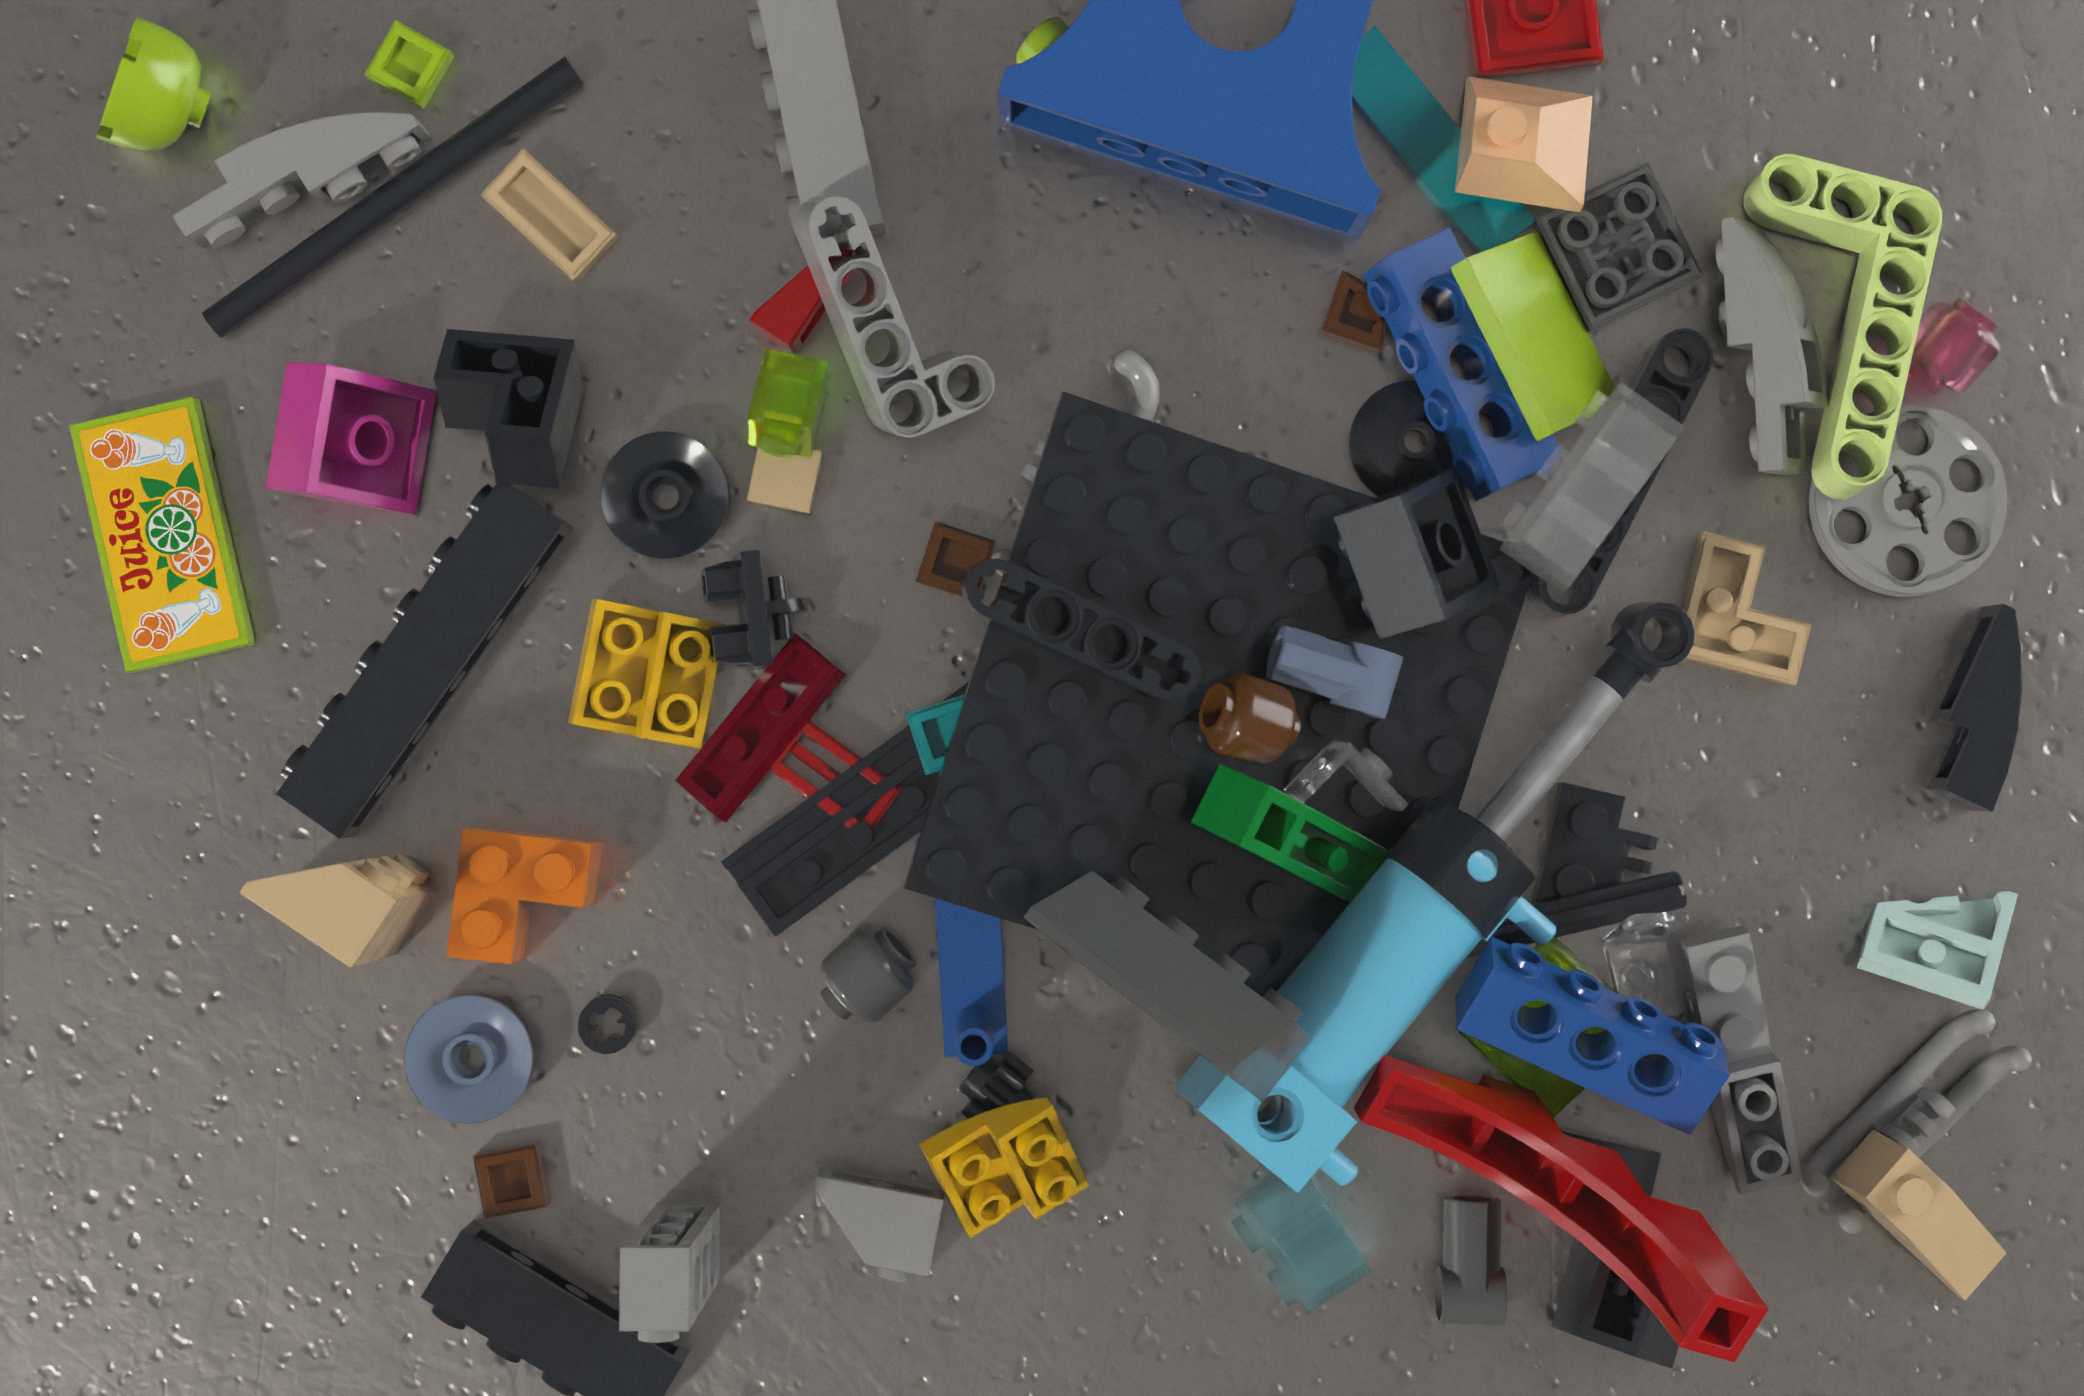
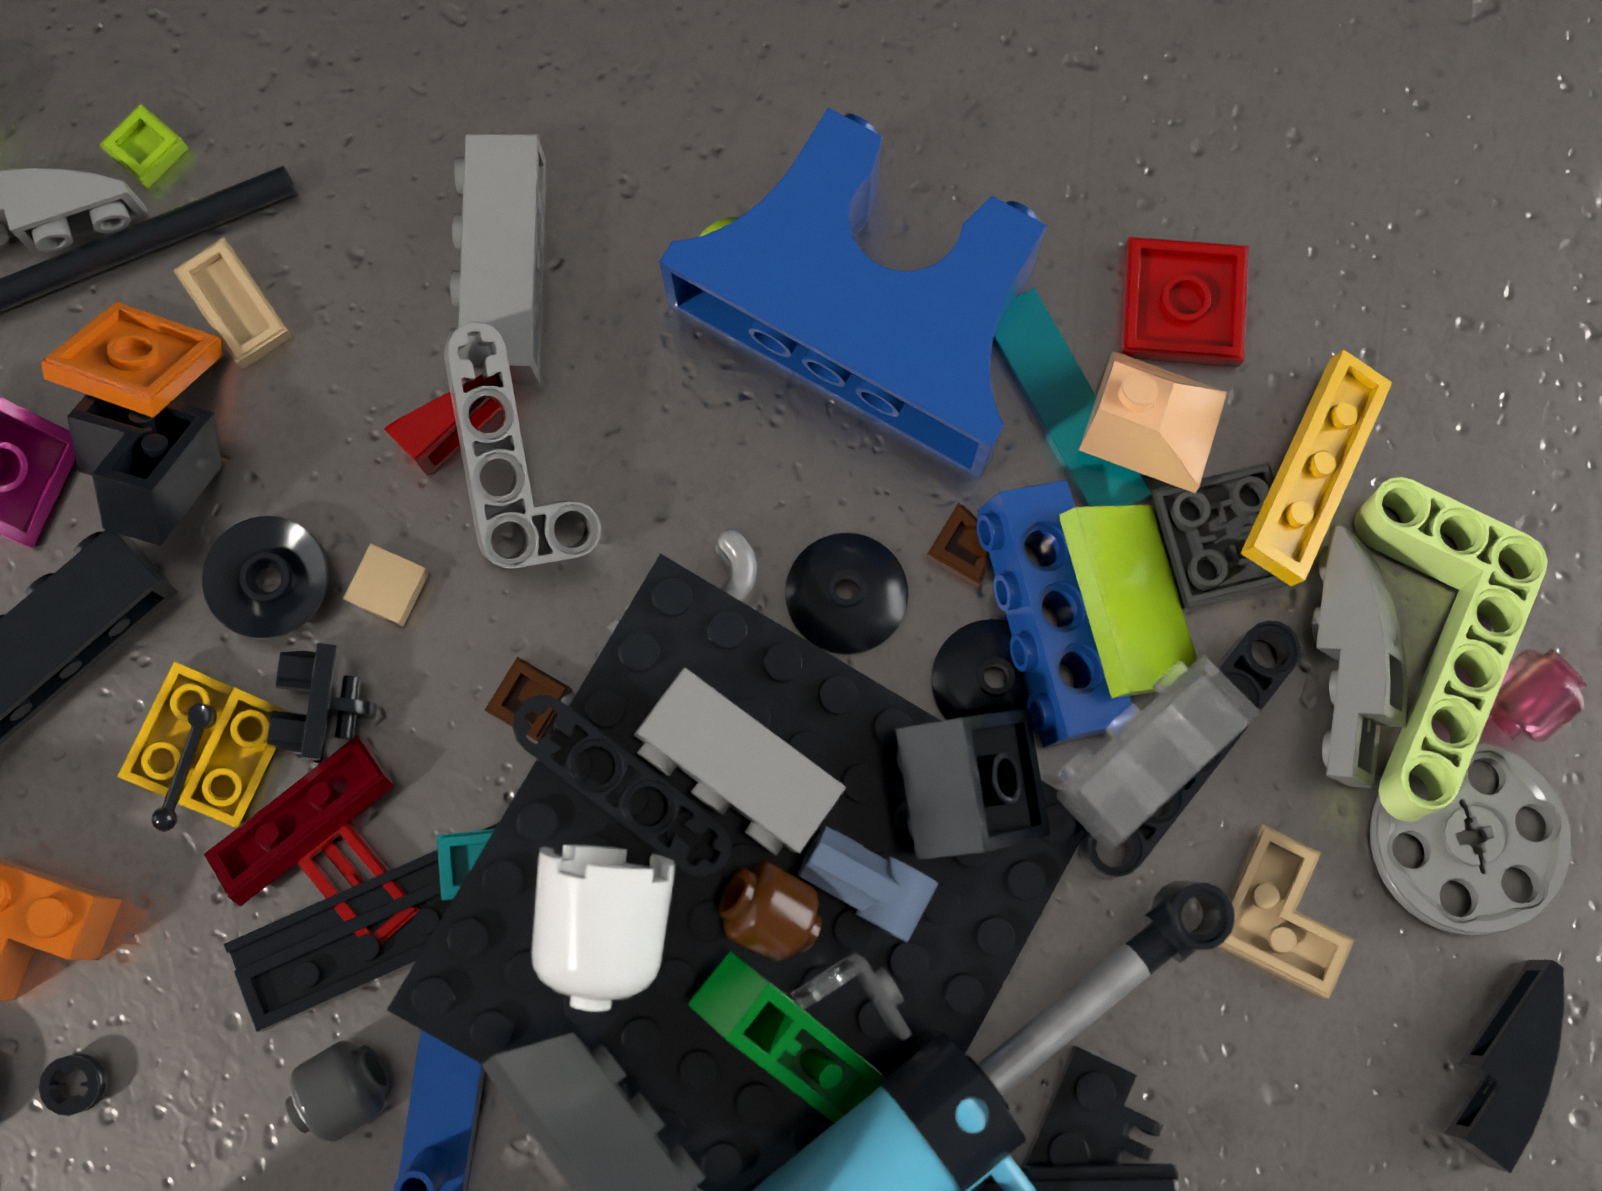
camera: 15 degrees right, 10 degrees down
(472, 300) = (132, 359): none -> orange tile
(640, 649) = (200, 717): none -> black hinge
(787, 404) = (402, 515): clear neon green brick -> none
(1094, 763) = (599, 923): none -> white cylinder
(1187, 584) = (737, 764): none -> light grey brick
(1242, 418) = (841, 623): none -> black dish
(1698, 159) = (1316, 468): none -> yellow plate

